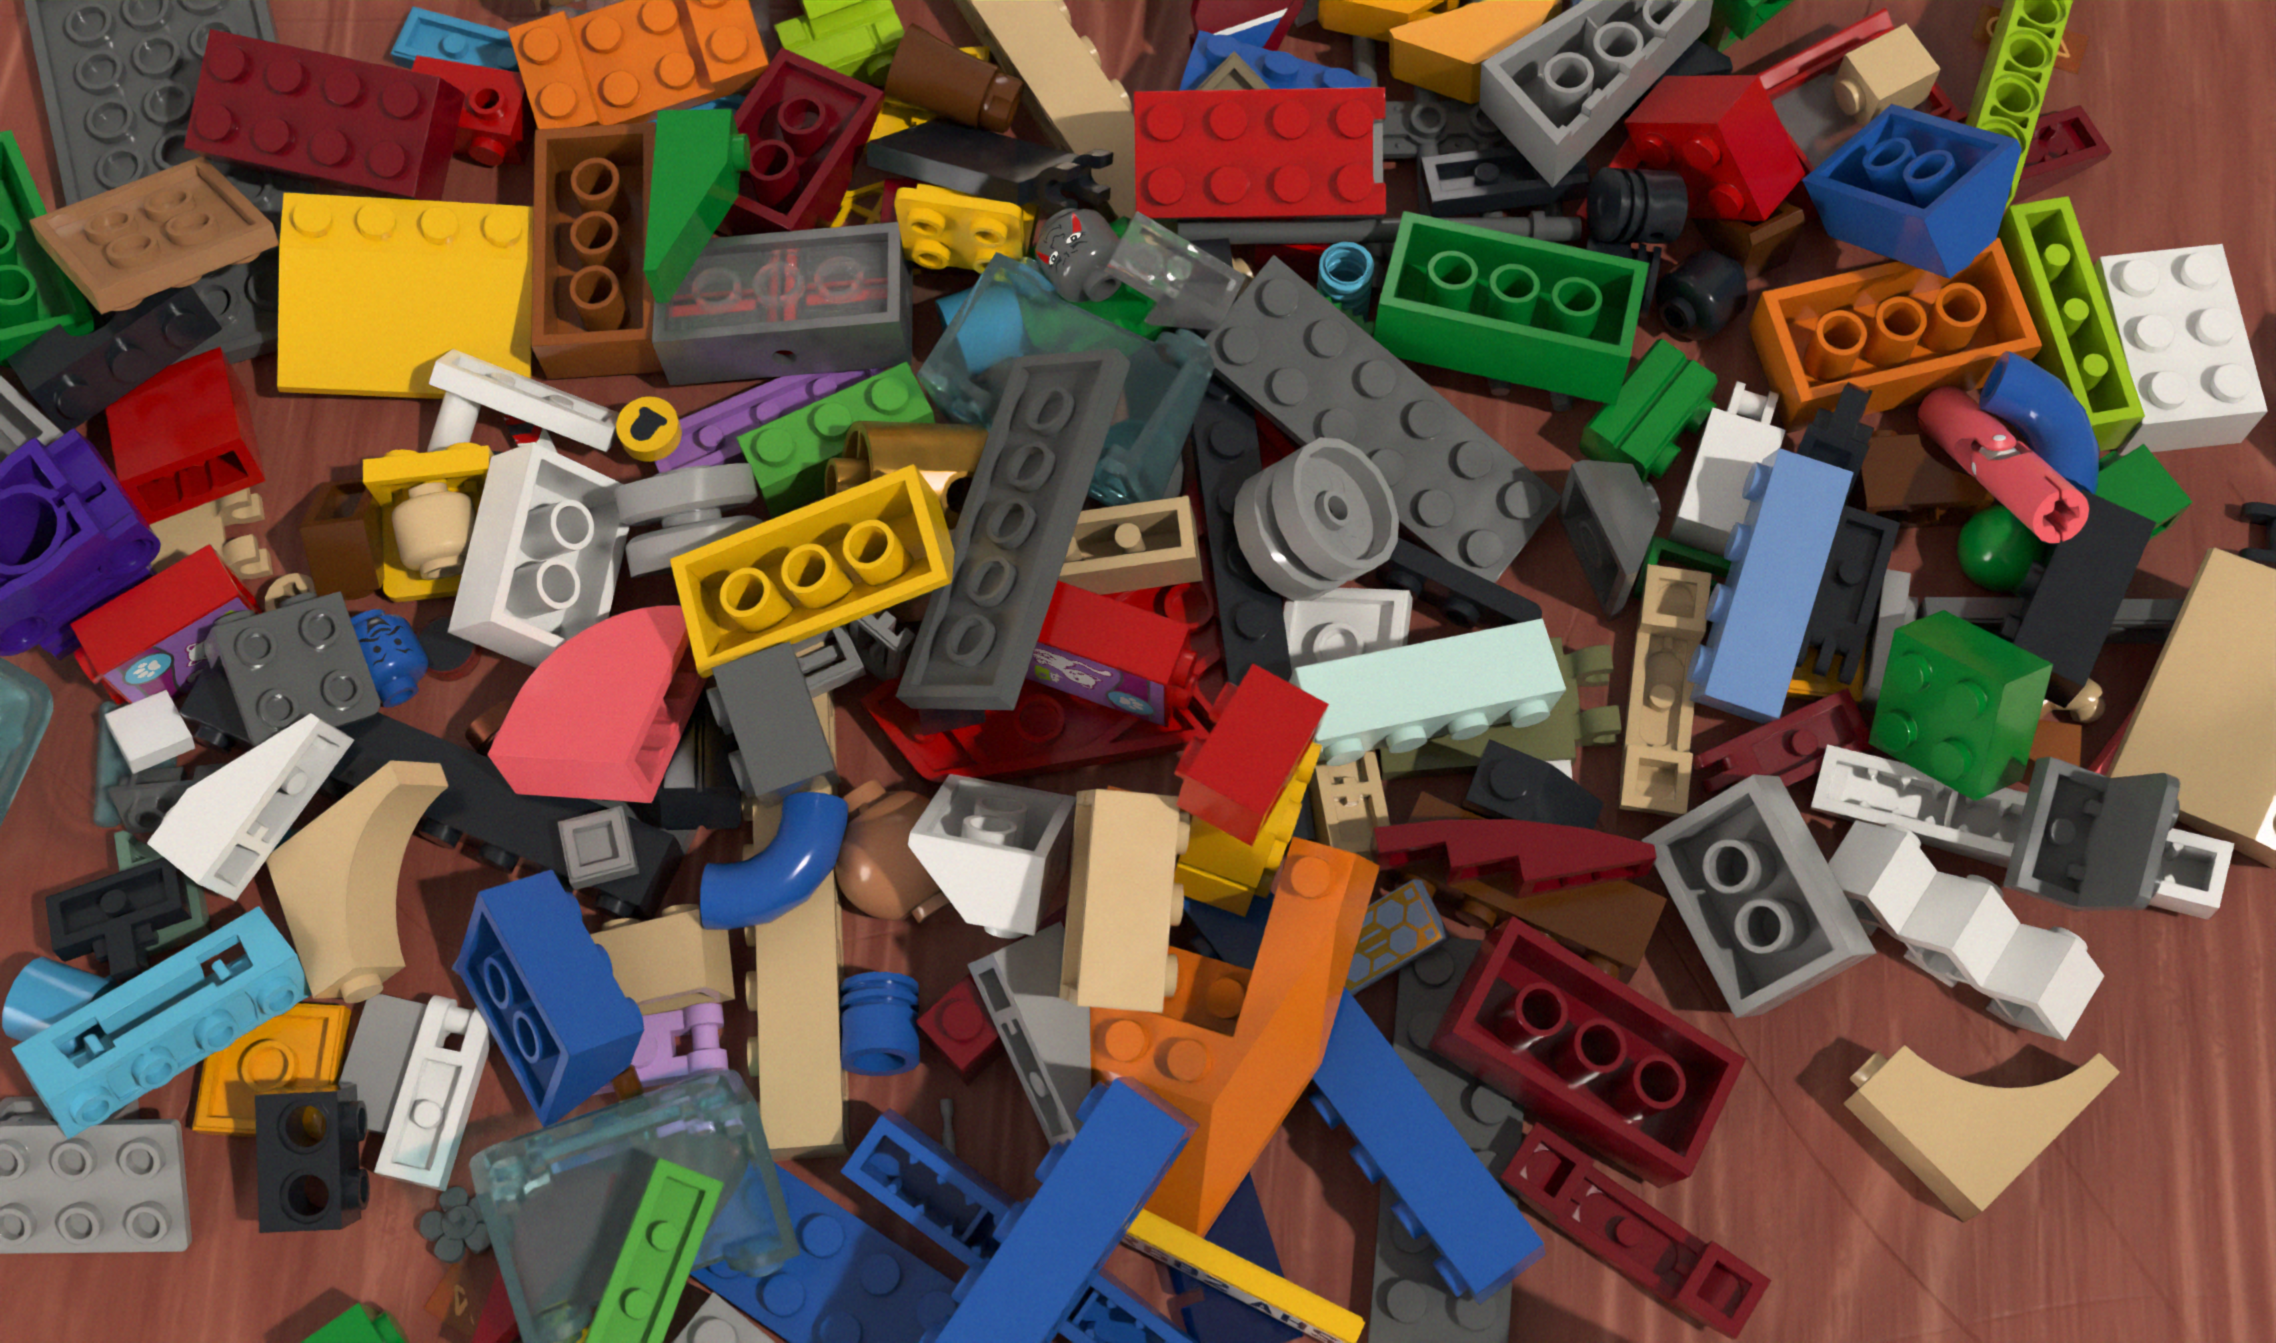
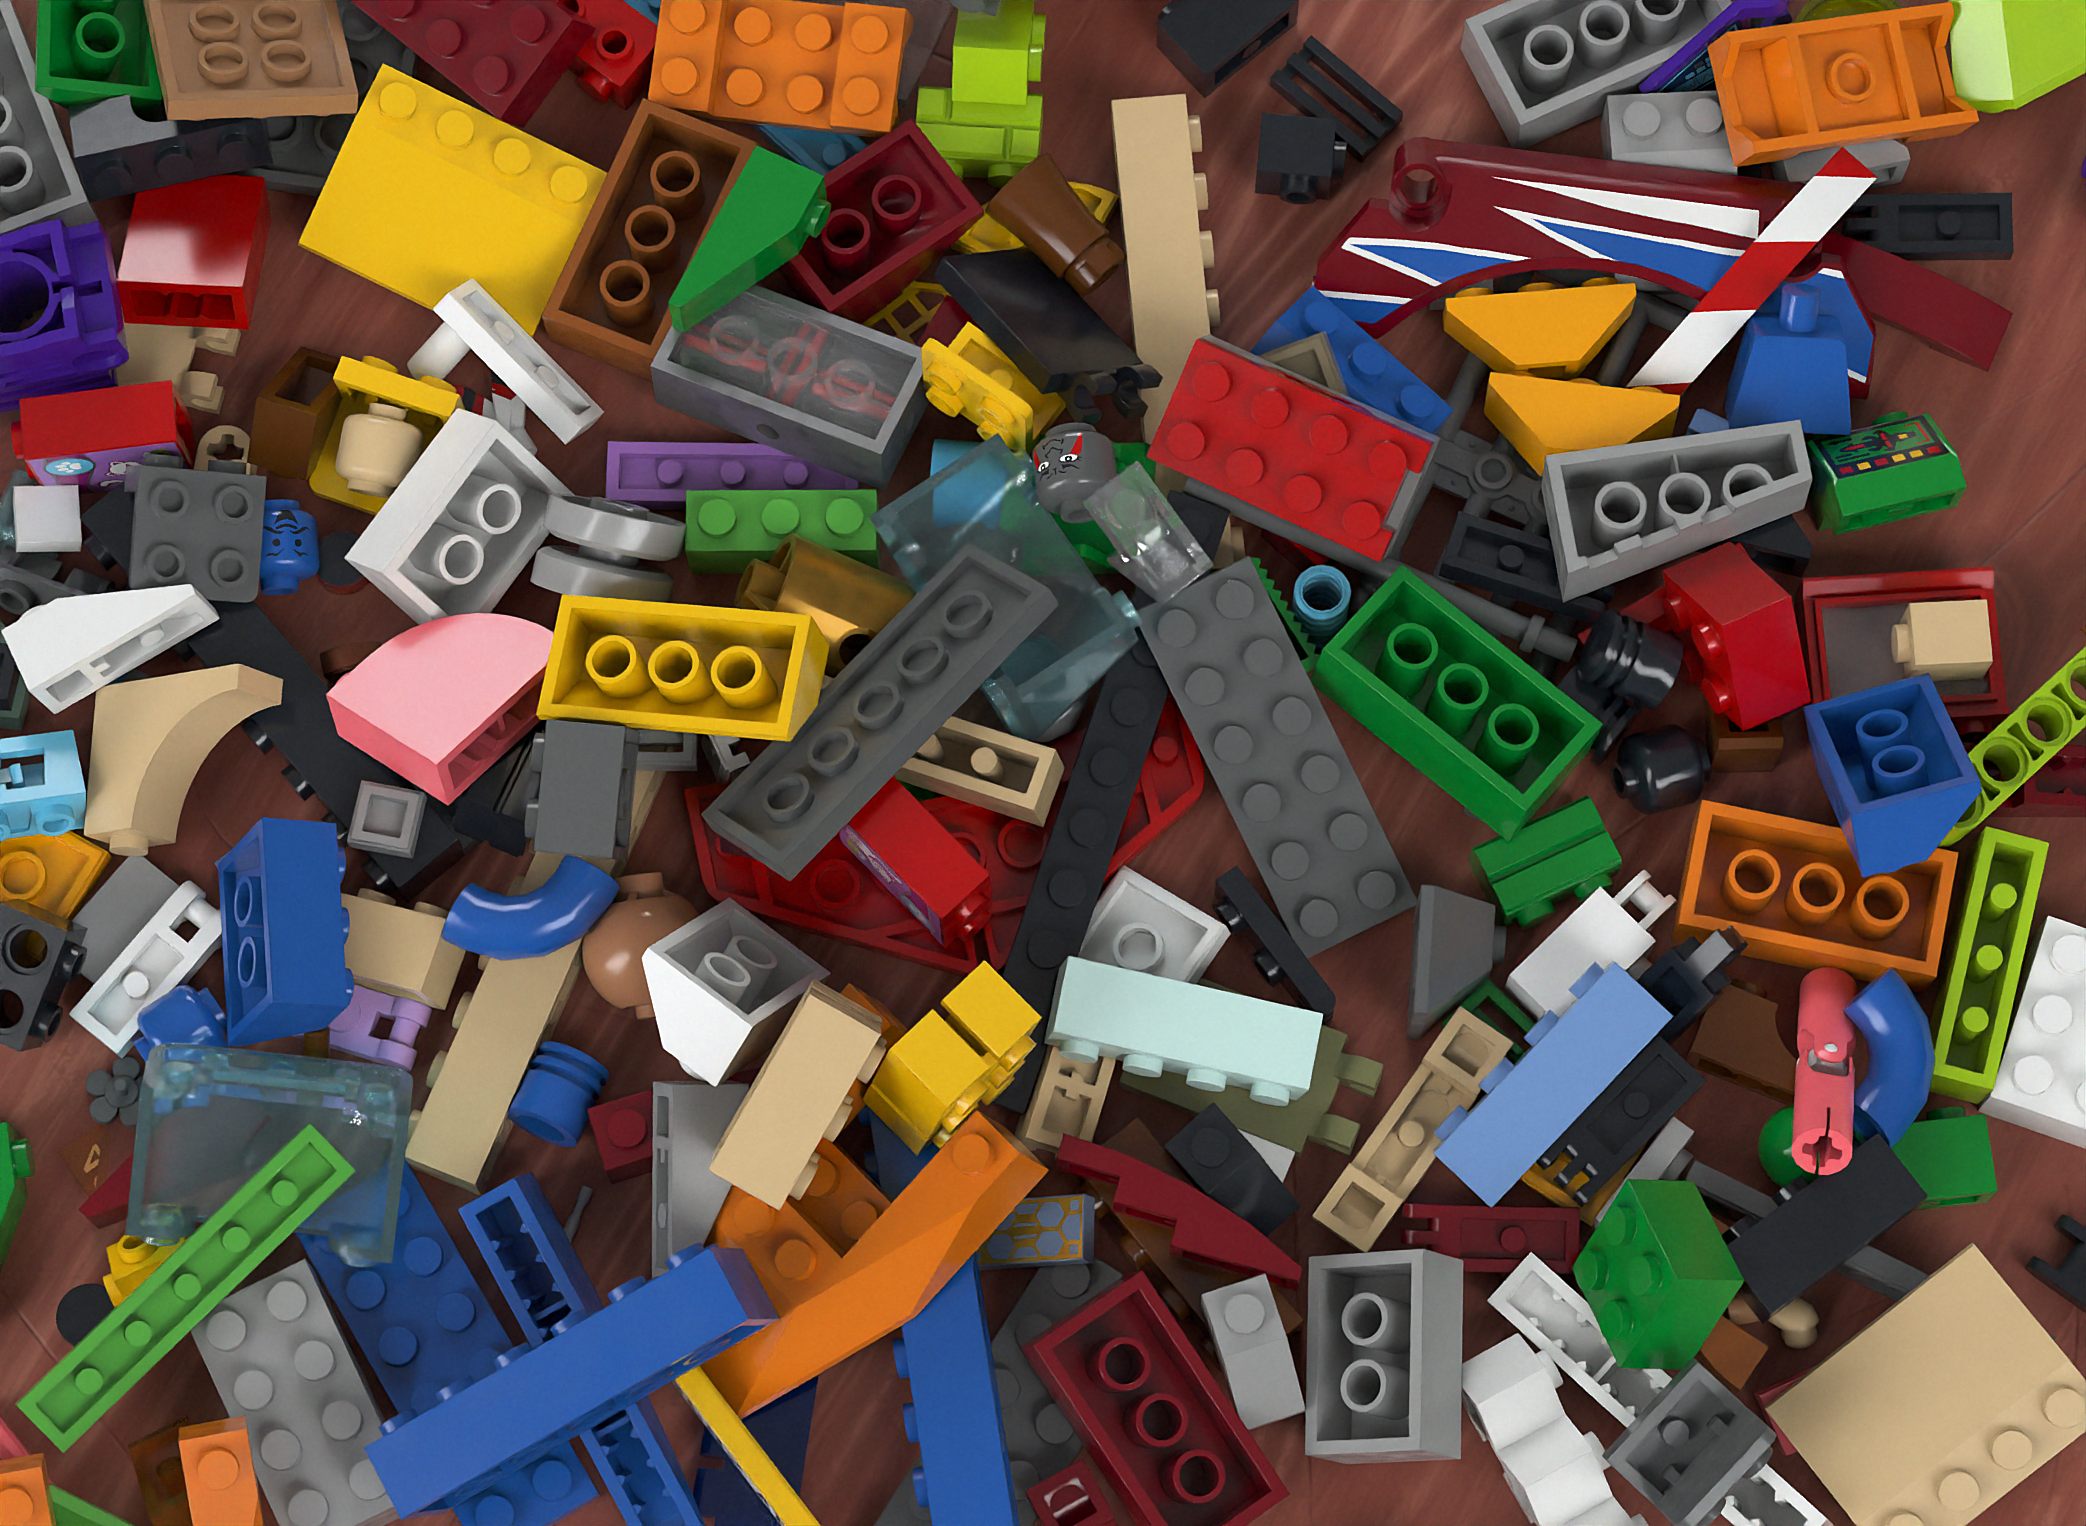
camera: 25 degrees right, 5 degrees up
(485, 1121) = (182, 1018): none -> blue head
(649, 429) = (614, 440): yellow tile -> none
(1250, 753) = (952, 1027): red brick -> none
(1316, 519) = (1166, 823): light grey wheel -> none
(1643, 942) = (1253, 1351): none -> light grey slope

